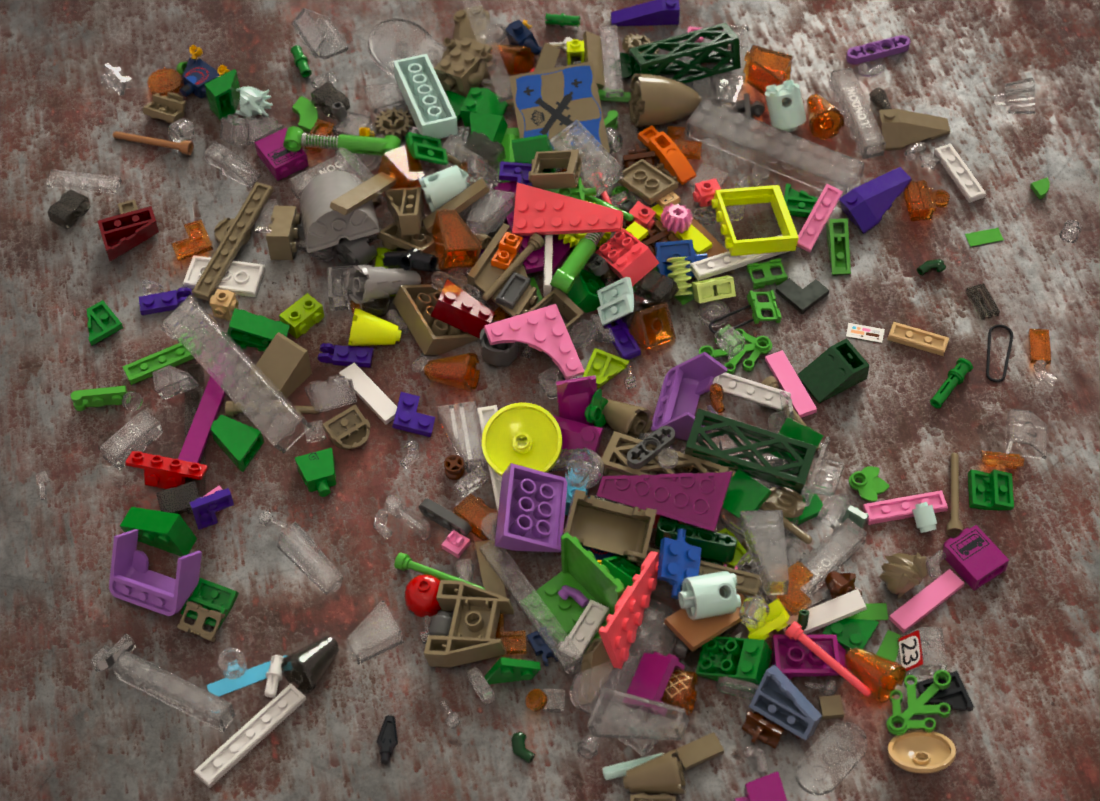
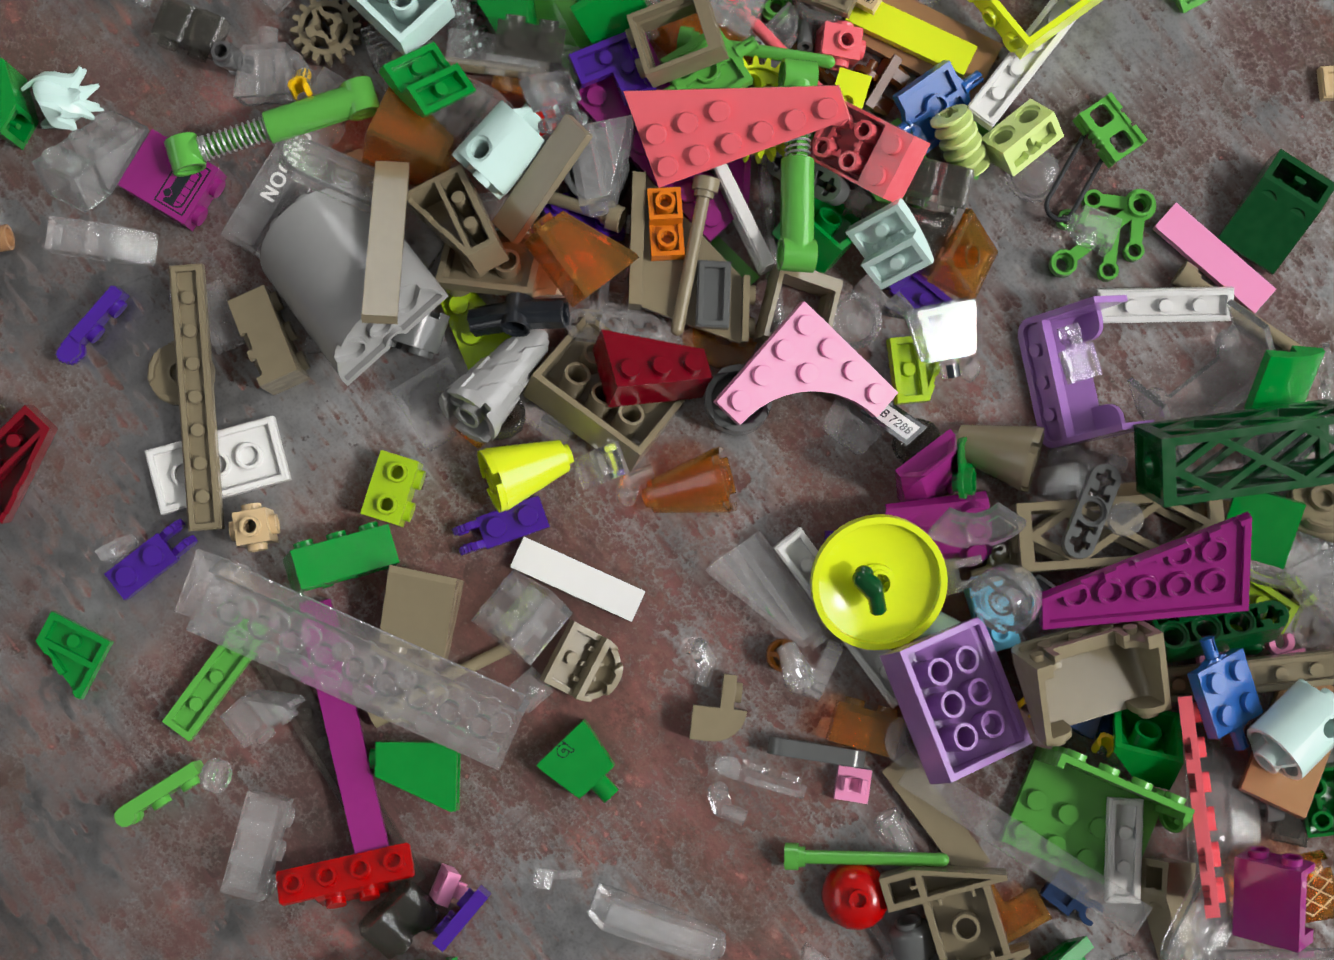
camera: 25 degrees left, 30 degrees up
(196, 243) = (136, 428): clear orange plate -> none
(204, 195) = (91, 325): none -> dark purple hinge
(306, 112) = (167, 72): bright green tile -> none
(322, 128) = (211, 105): clear orange plate -> none
(403, 482) = (721, 722): none -> dark tan brick
(409, 420) = (664, 602): dark purple plate -> none
(412, 343) = (600, 465): none -> clear slope
(455, 467) = (795, 669): none -> clear cone
(514, 435) = (871, 588): none -> dark green arm
(576, 594) = (1077, 797): medium lavender arm -> none
(587, 435) = (978, 528): none -> clear tile
(622, 352) = (944, 333): none -> clear torso
(676, 218) = (905, 29): bright pink gear -> none
(690, 395) = (1078, 360): none -> clear plate
(716, 397) = (1115, 339): clear orange arm -> none
(768, 279) = (1089, 67): bright green piece -> none
(802, 298) = (1155, 84): pearl dark grey tile -> none
(865, 332) = (1281, 104): white sticker -> none

